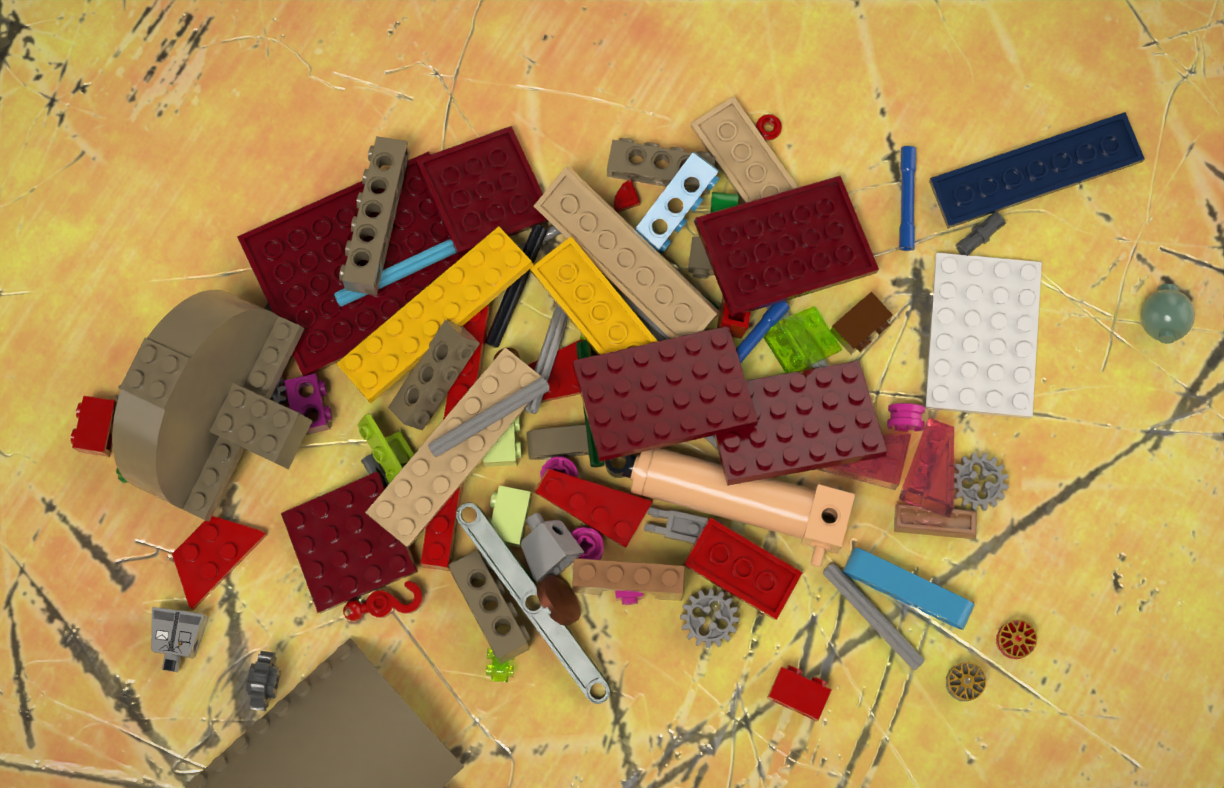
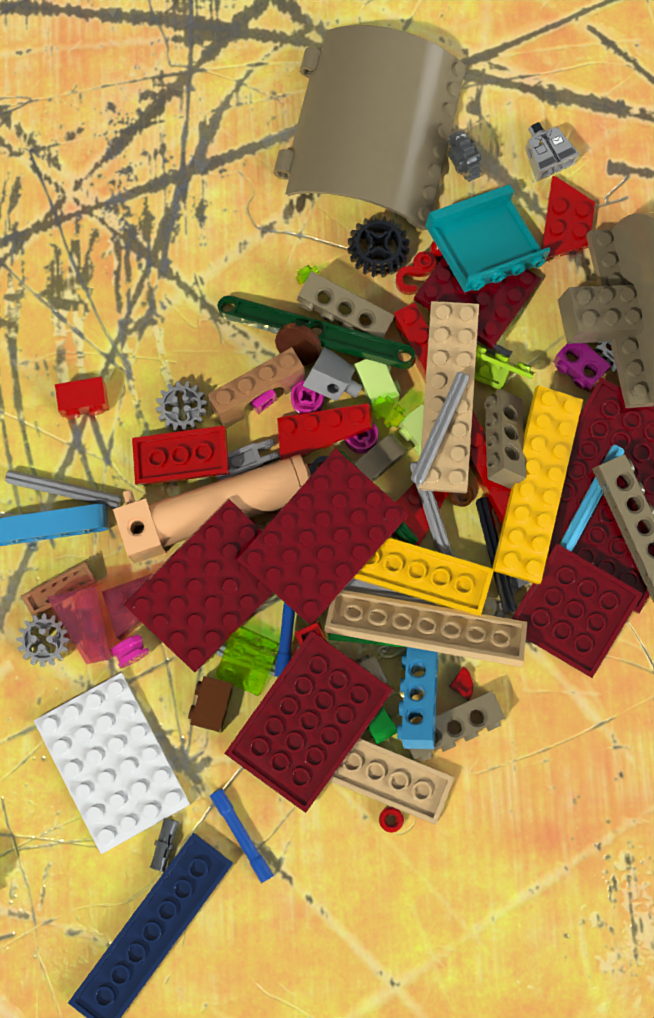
camera: 145 degrees right, 0 degrees up
(307, 580) = (485, 239): none -> teal panel
(397, 653) = (368, 232): none -> black gear
(521, 474) = (384, 408): none -> clear neon green piece

